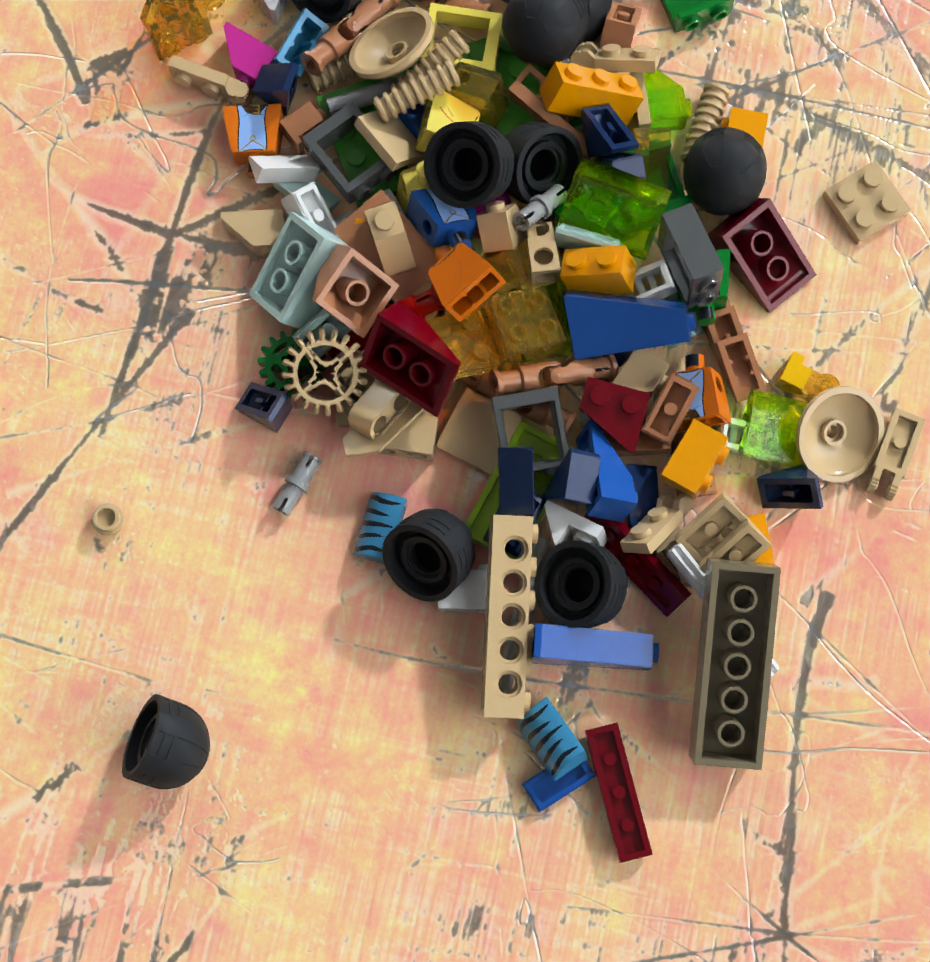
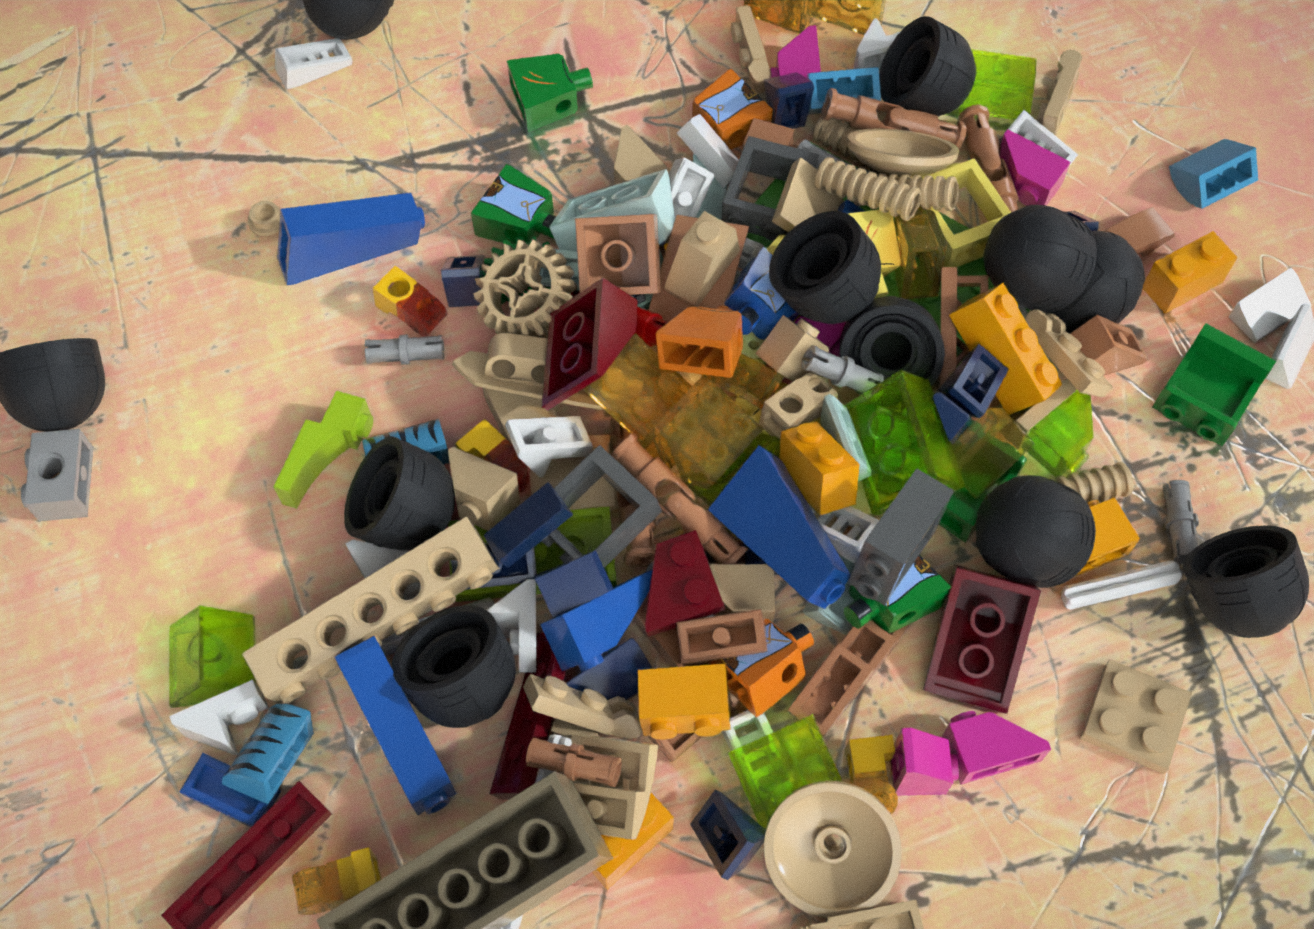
camera: 55 degrees right, 15 degrees down
(134, 248) = (546, 88): none -> green torso
(171, 469) = (344, 233): none -> blue slope
(224, 765) = (67, 493): none -> light grey brick
(234, 335) = (513, 208): none -> green torso
(262, 457) = (409, 302): none -> leg
(335, 558) = (321, 443): none -> lime slope
(431, 470) = (493, 447): none -> leg
(453, 427) = (546, 439): none -> white slope
(454, 745) = (208, 654): none -> clear neon green slope
(456, 493) = (482, 489): none -> tan slope
(504, 767) = (210, 719): none -> white slope
(667, 742) = (332, 884): none -> leg
(701, 549) = (574, 762): none -> nougat pin
(766, 78) = (1180, 519): none -> light grey pin
(782, 145) = (1121, 584): none -> white axle
(822, 347) = (922, 764): none -> dark pink slope
(832, 300) = (991, 745): none -> dark pink slope
(837, 72) = (1249, 580): none -> black piece

